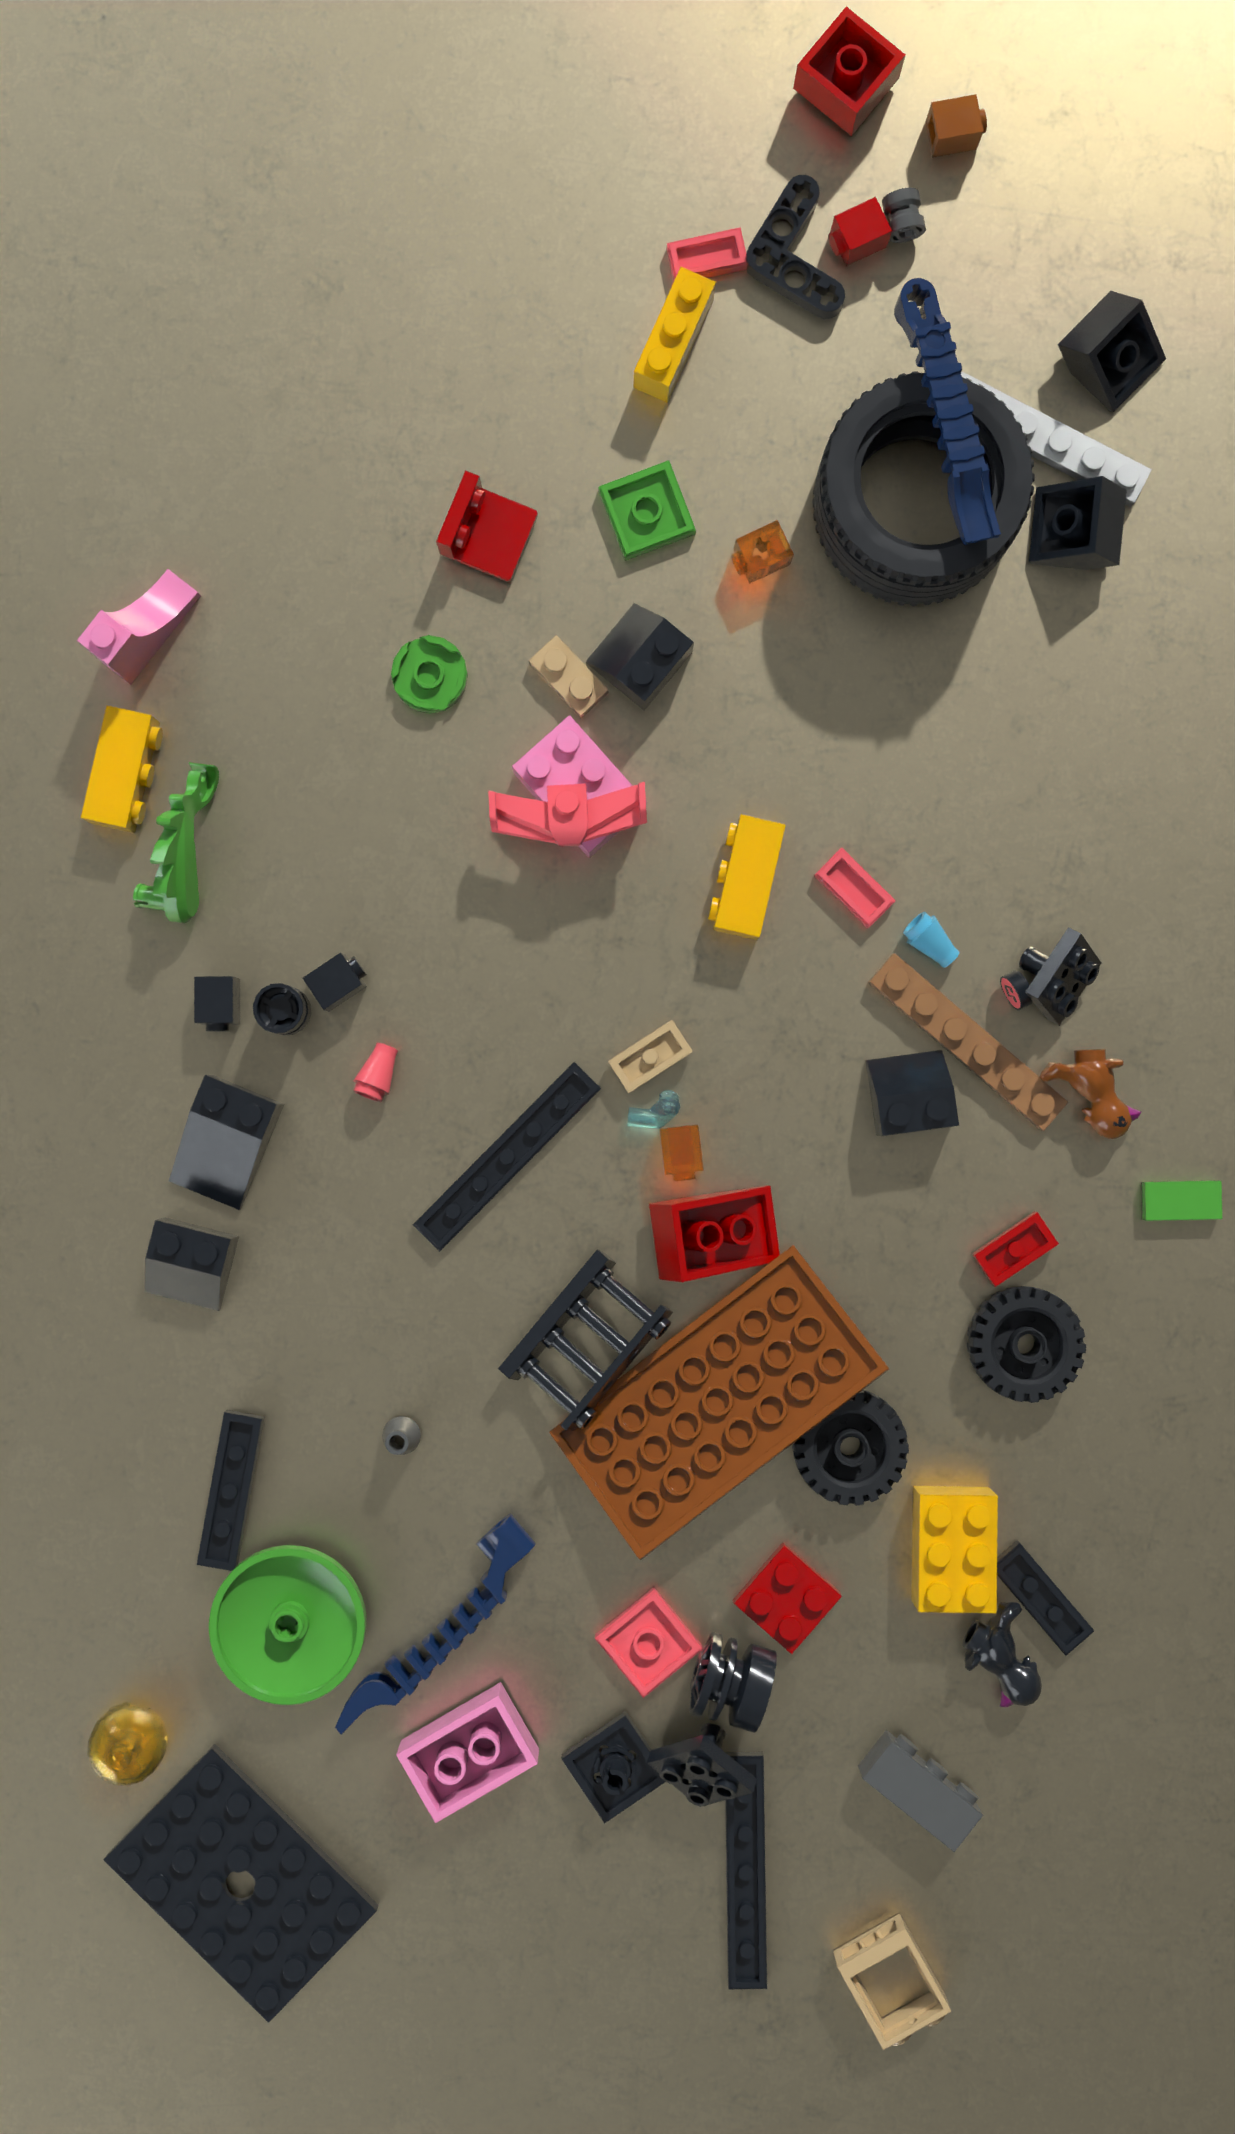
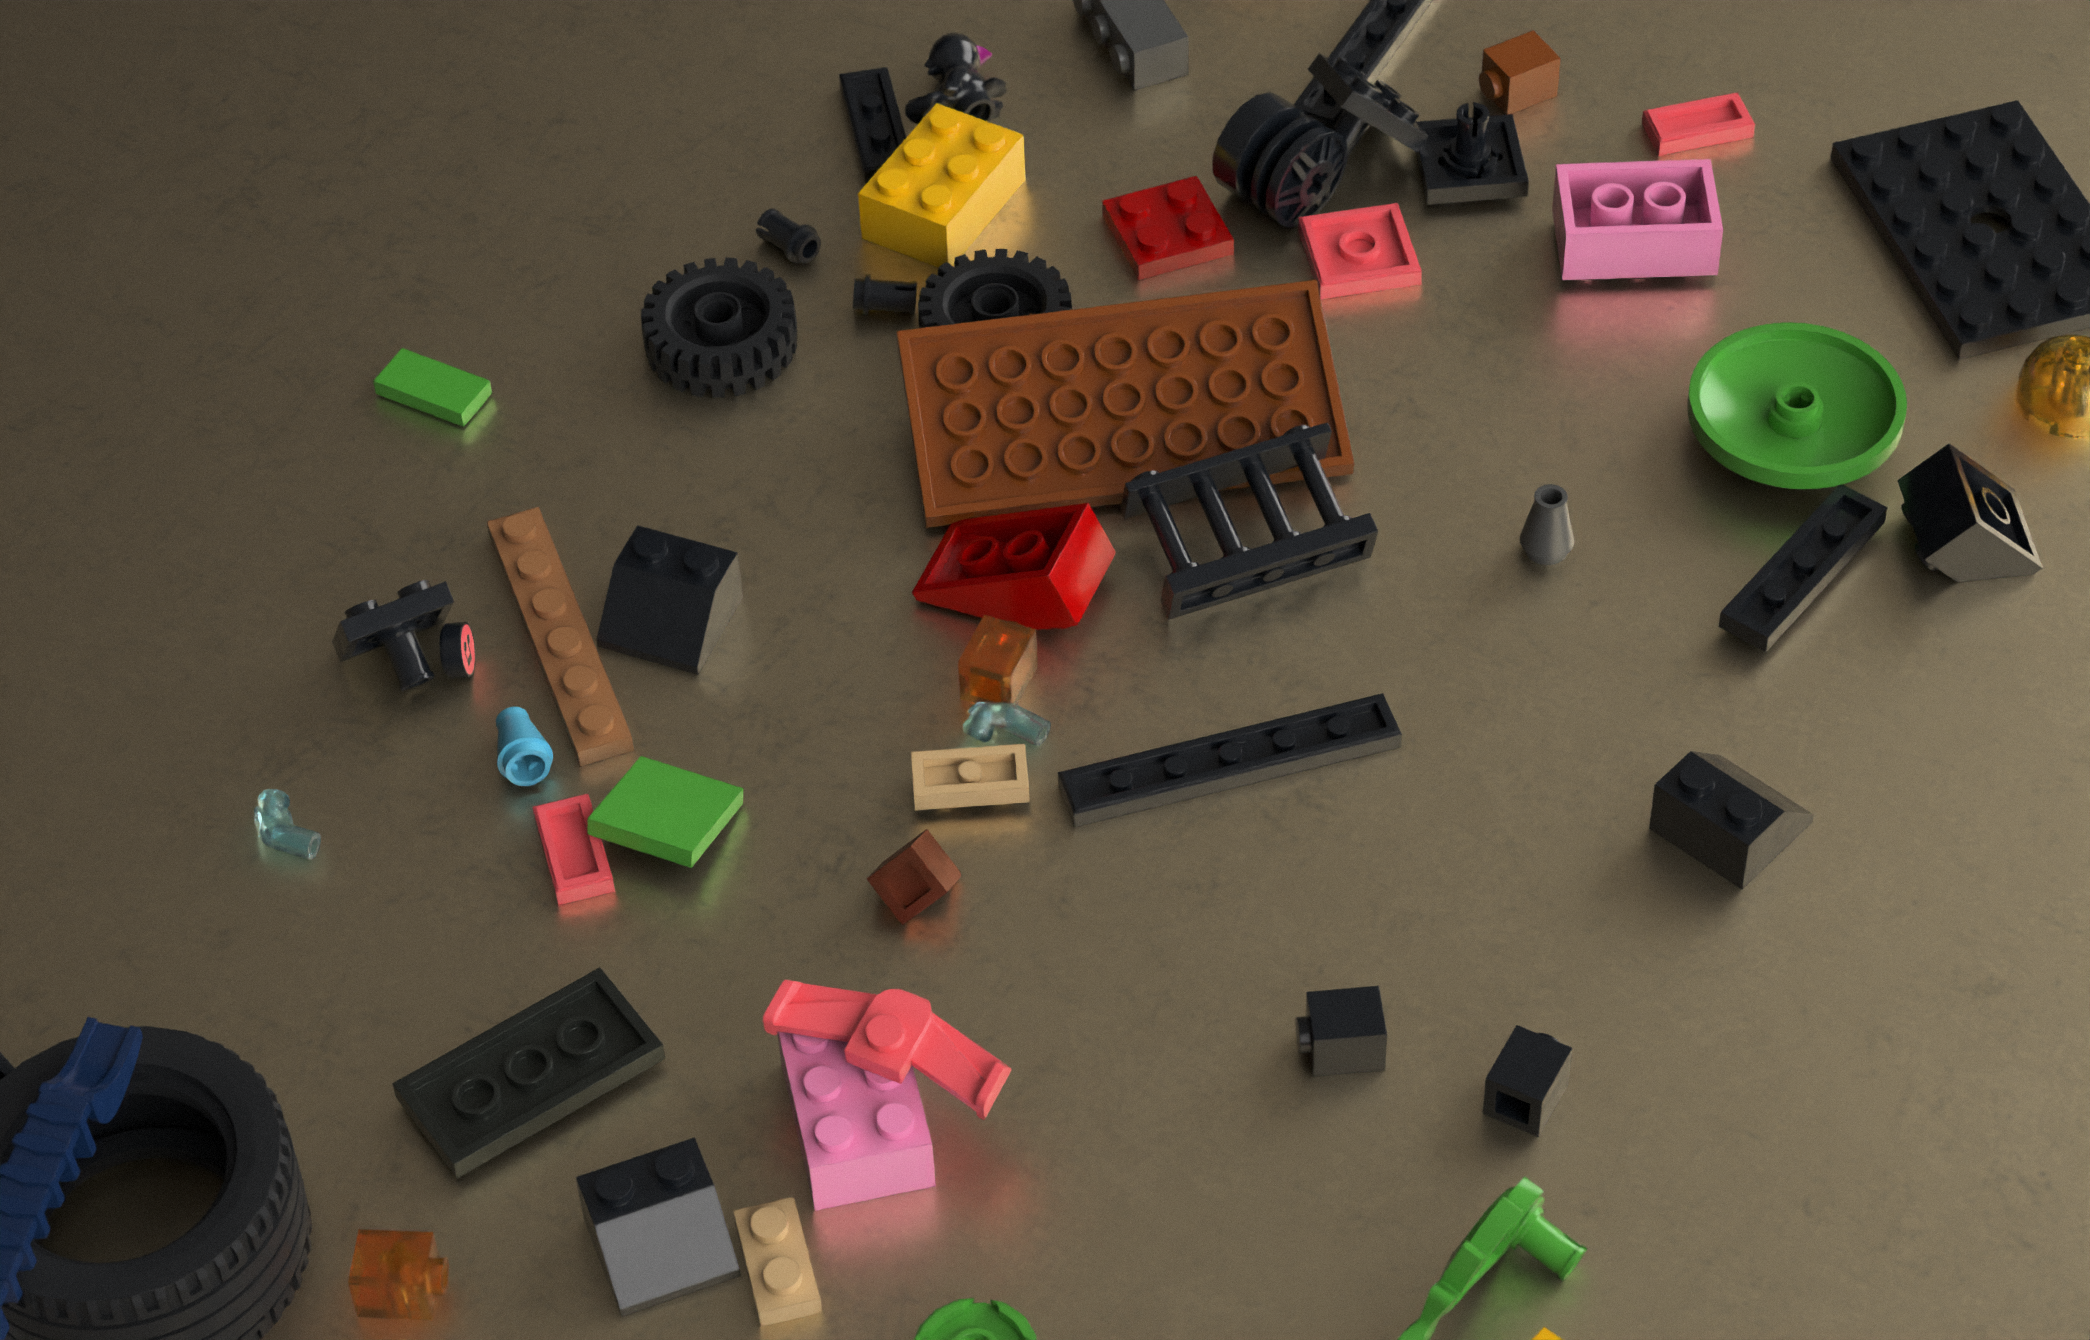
camera: 140 degrees left, 40 degrees down
(143, 1581) = (1966, 519): none -> black slope
(224, 1140) = (1600, 926): black slope -> none
(281, 1009) = (1438, 1022): black wheel -> none
(376, 1074) = (1352, 907): coral cone -> none
(480, 1890) = (1698, 124): none -> coral tile
(504, 1547) = (1482, 380): dark blue piece -> none
(621, 1872) = (1519, 73): none -> dark orange brick
(639, 965) = (914, 877): none -> copper panel
(747, 876) = (701, 907): yellow brick -> none
(777, 718) = (528, 1072): none -> pearl dark grey plate
(813, 936) = (665, 811): none -> bright green tile
(939, 1430) = (884, 295): none -> black pin
(1015, 1248) = (662, 415): red plate -> none
(1033, 1454) = (797, 241): none -> black pin
(1036, 809) = (277, 826): none -> clear light blue arm
(1094, 1079) = (439, 523): dark orange animal -> none

